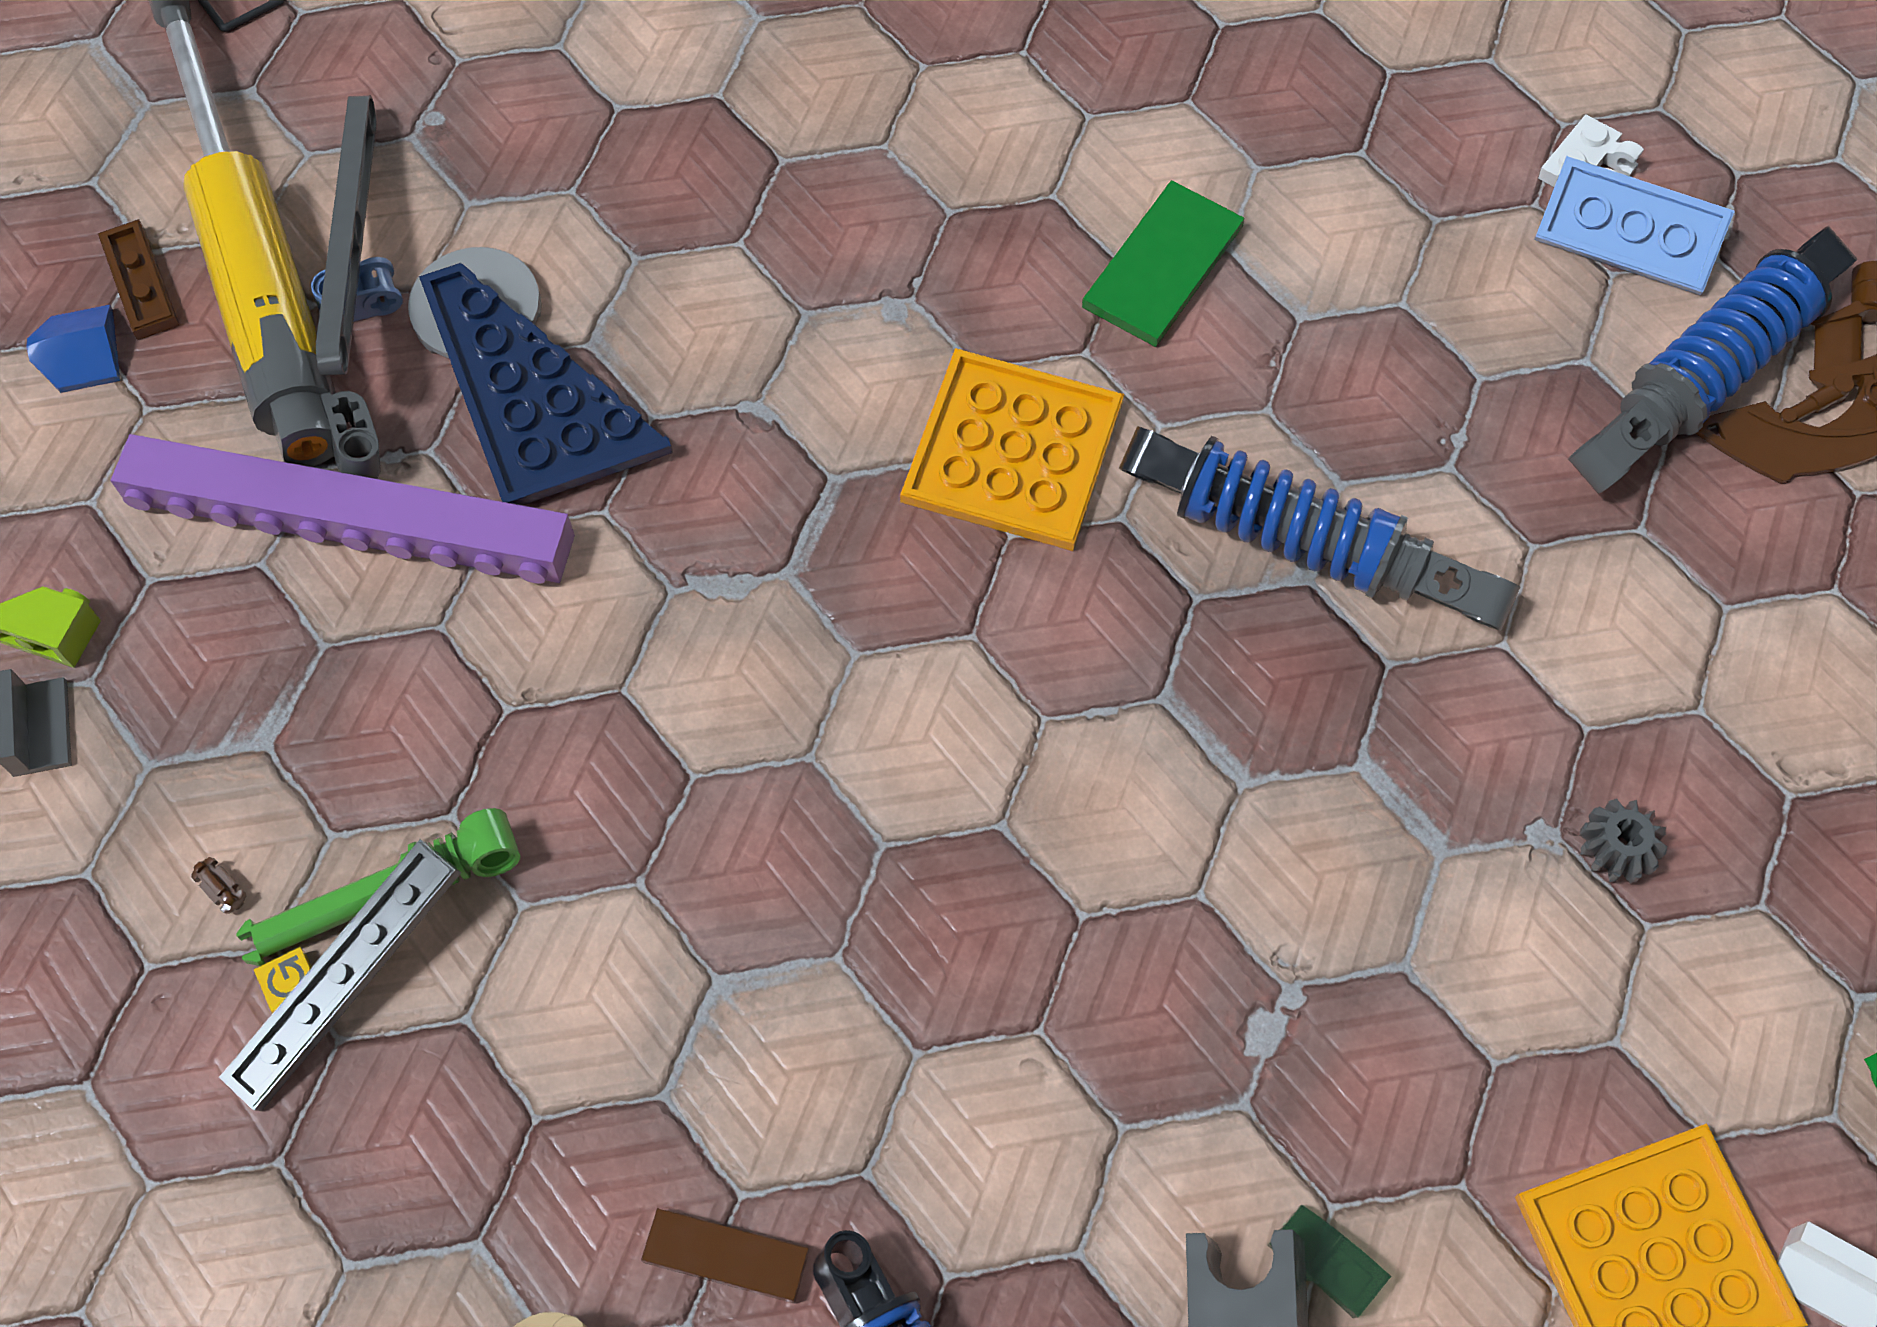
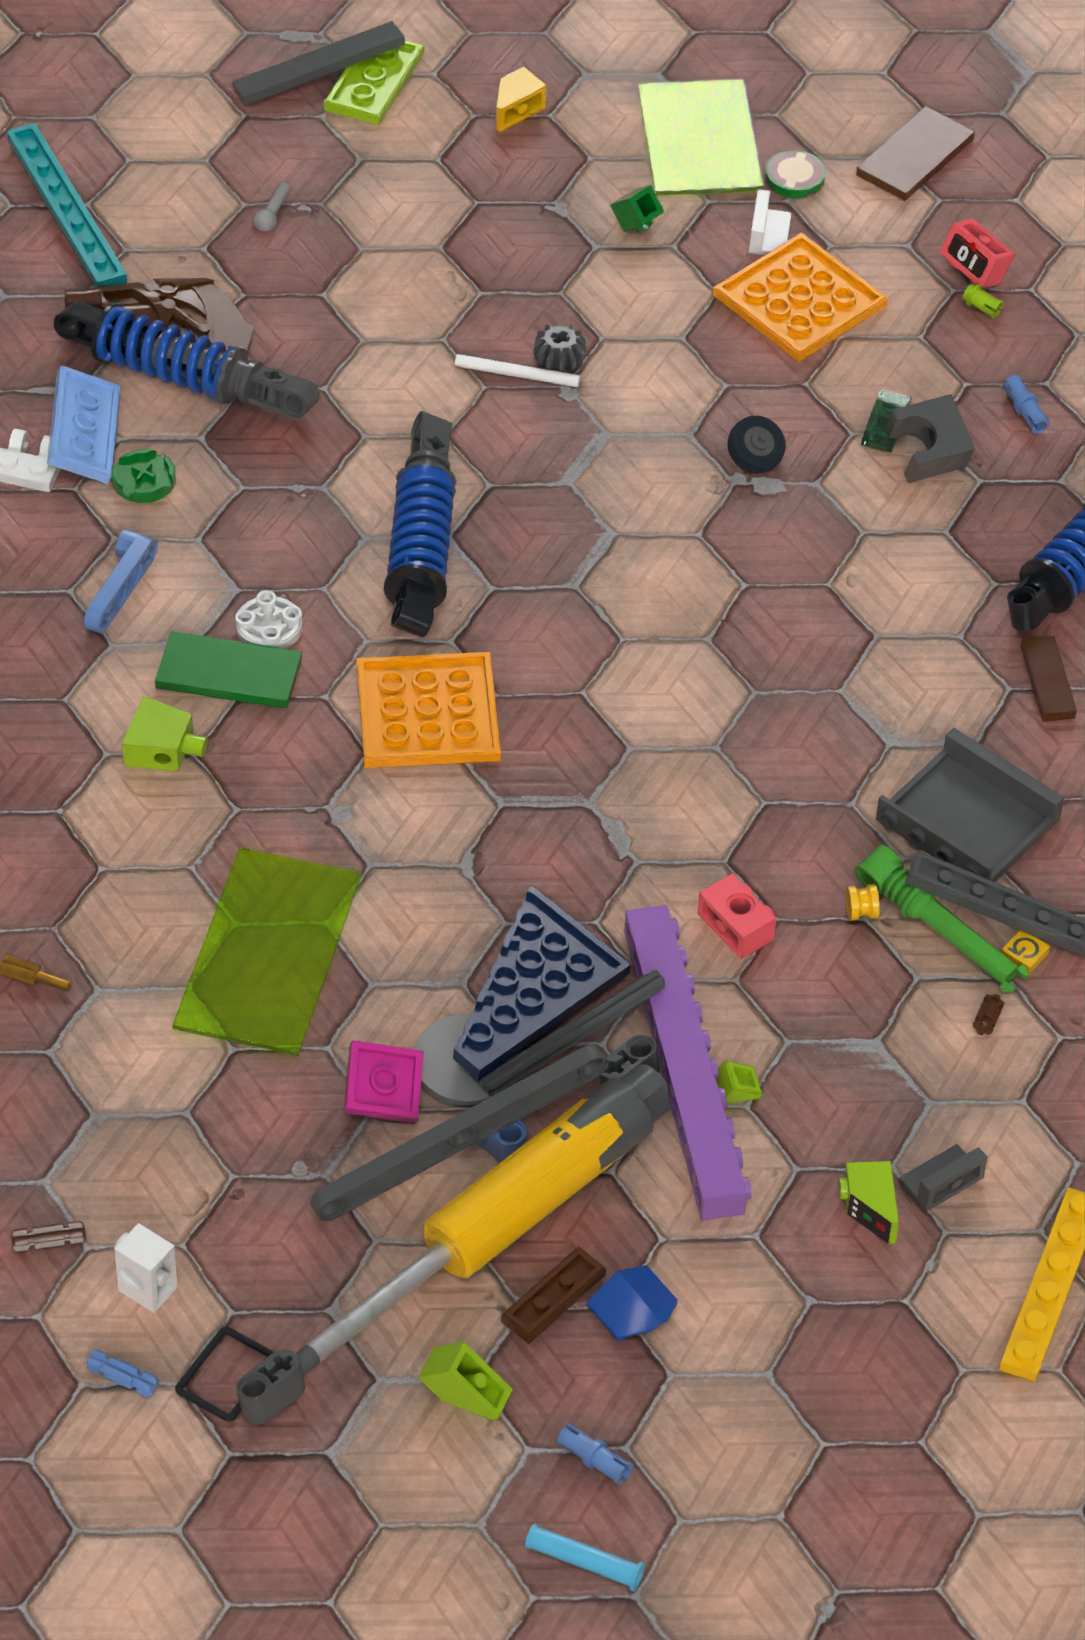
camera: 115 degrees left, 15 degrees down
(78, 154) = (465, 1380): none -> lime slope
(290, 562) = (738, 1082): none -> lime slope
(425, 397) = (573, 1032): none -> dark grey axle
(456, 803) = (862, 902): none -> yellow wheel
(474, 202) = (383, 1082): none -> dark pink hinge
(491, 640) = (737, 915): none -> coral brick
(537, 1015) = (972, 809): none -> dark grey panel
(732, 178) = (267, 951): none -> clear neon green piece
(1077, 156) = (161, 737): none -> lime torso
(1224, 326) = (269, 621): none -> white tile
(1333, 1032) = (756, 444): none -> black wheel
(1341, 189) = (136, 557): none -> medium blue beam
(1530, 275) = (143, 476): none -> green tile
(1601, 778) = (517, 370): none -> white bar

